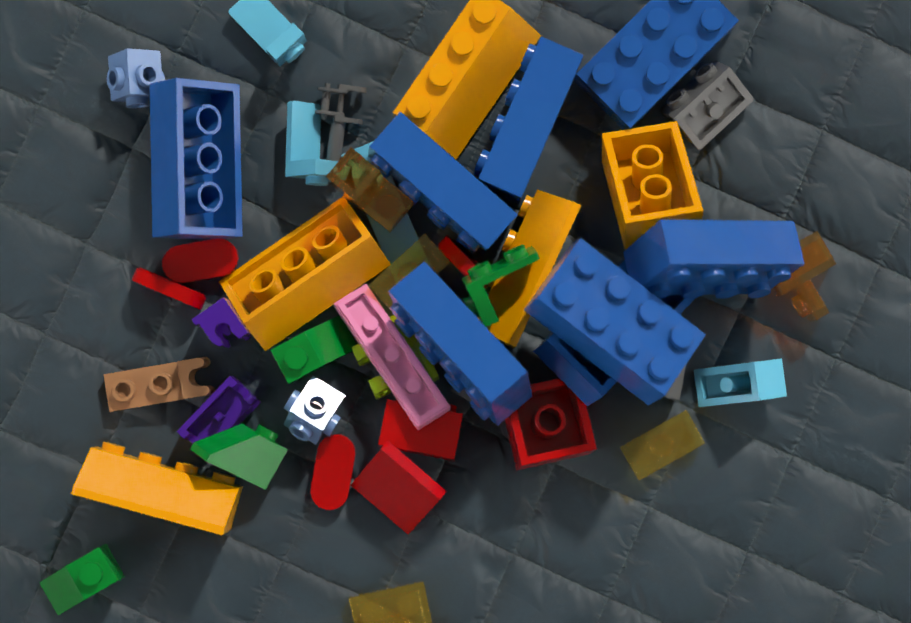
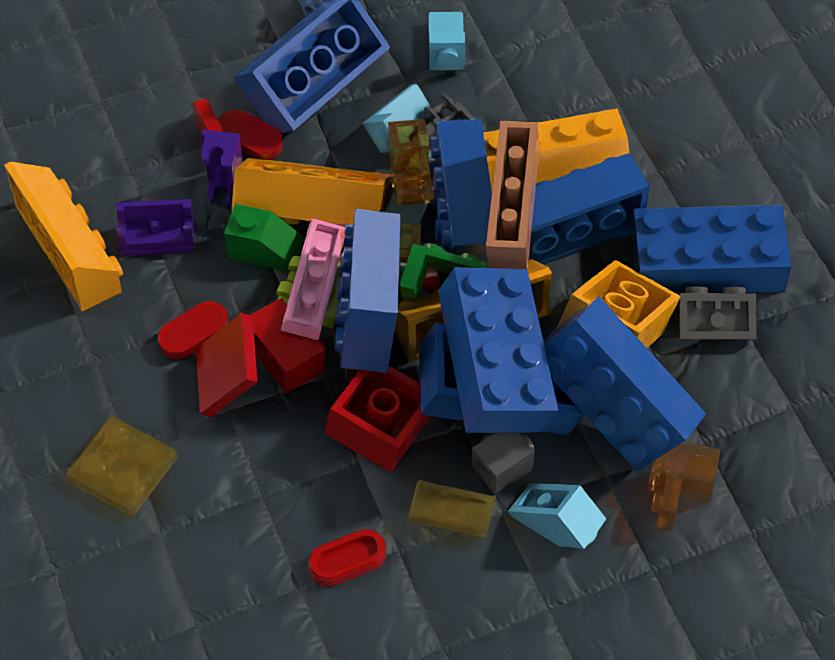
camera: 40 degrees right, 30 degrees down
(155, 384) = (136, 178): medium nougat plate -> none
(243, 452) = (146, 256): green slope -> none
(313, 411) = (223, 272): brick -> none
(504, 174) = (513, 195): none -> nougat brick
(622, 547) = (347, 558): none -> red tile

